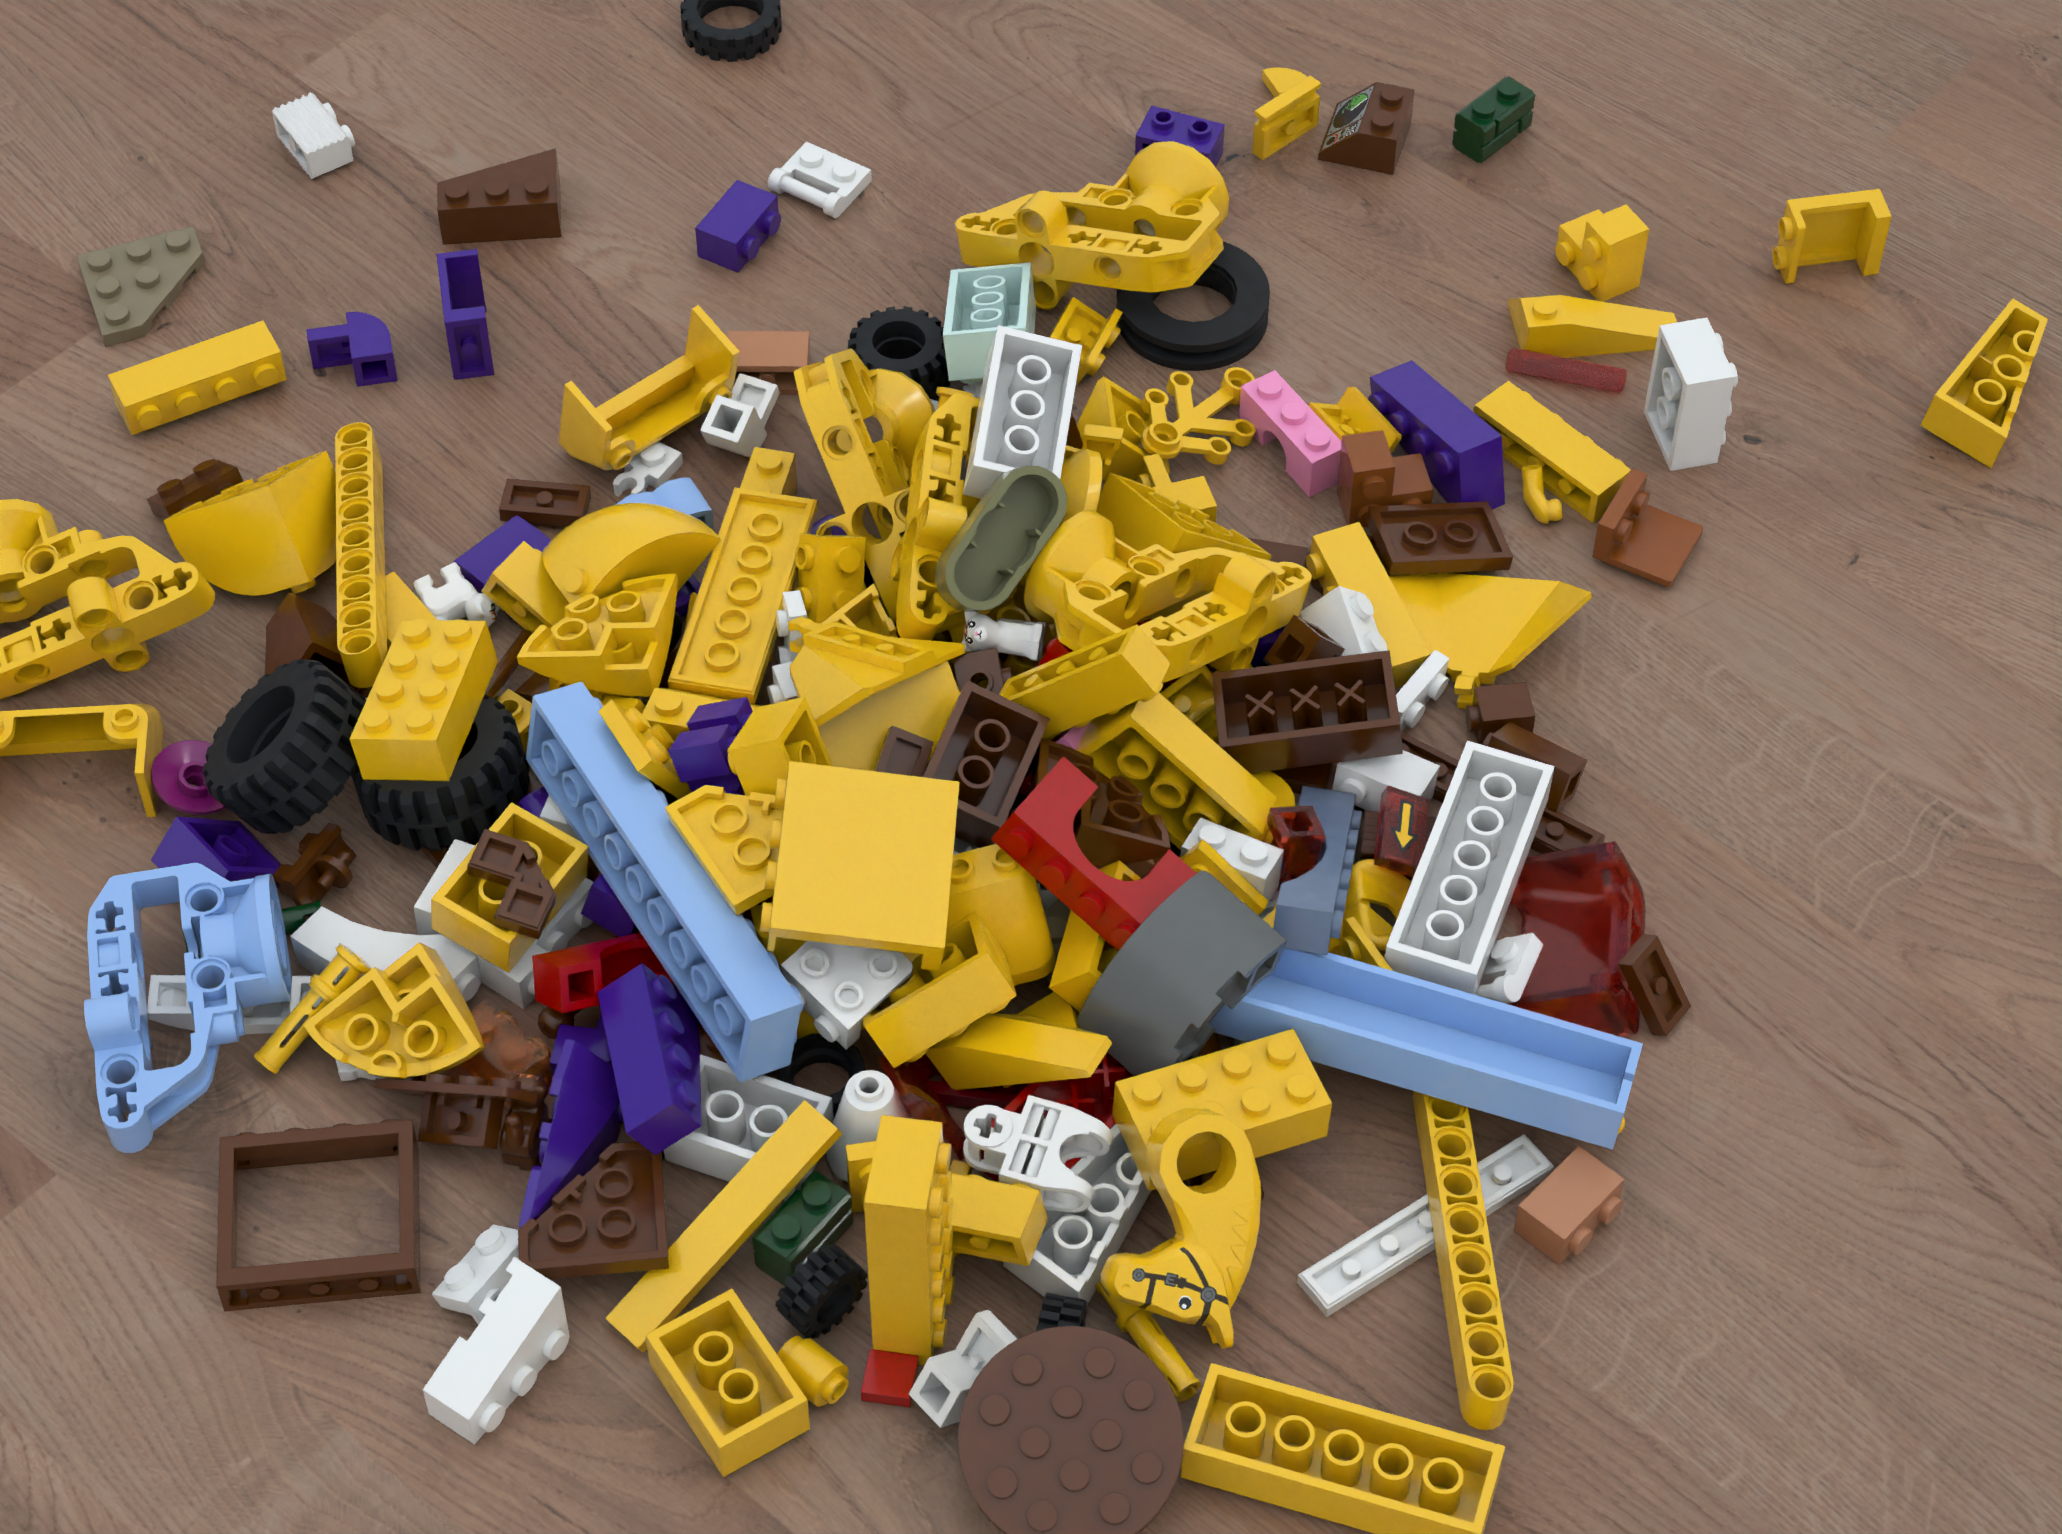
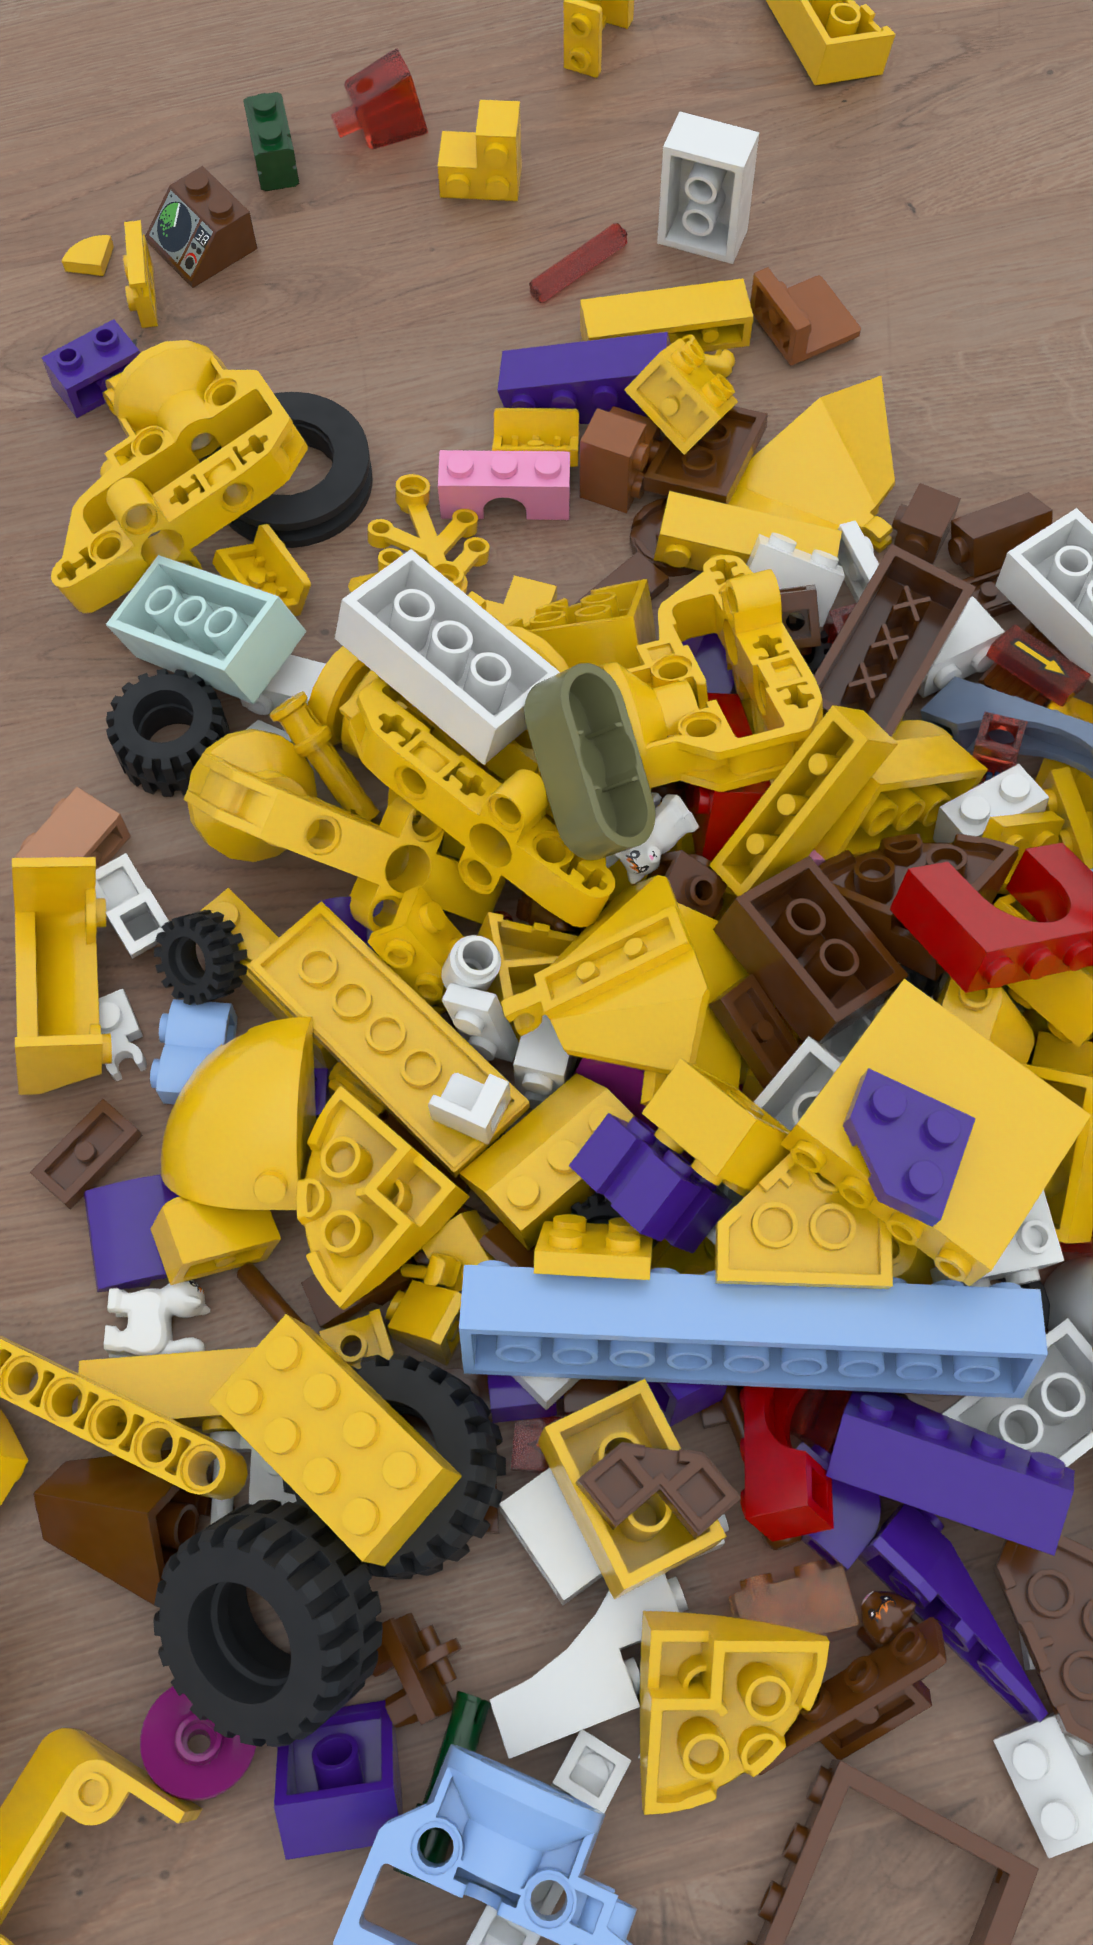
camera: 55 degrees left, 15 degrees up
(275, 1054) = (617, 1763): yellow pin -> none
(719, 659) = (471, 1106): none -> white panel
(726, 465) = (181, 961): none -> black tyre
(822, 830) = (907, 1144): none -> dark purple plate
(823, 594) = (472, 963): none -> white brick
(1462, 480) = (682, 394): none -> yellow bracket
(1584, 326) = (539, 226): yellow wedge -> none
(1595, 162) = (382, 104): none -> clear red torso

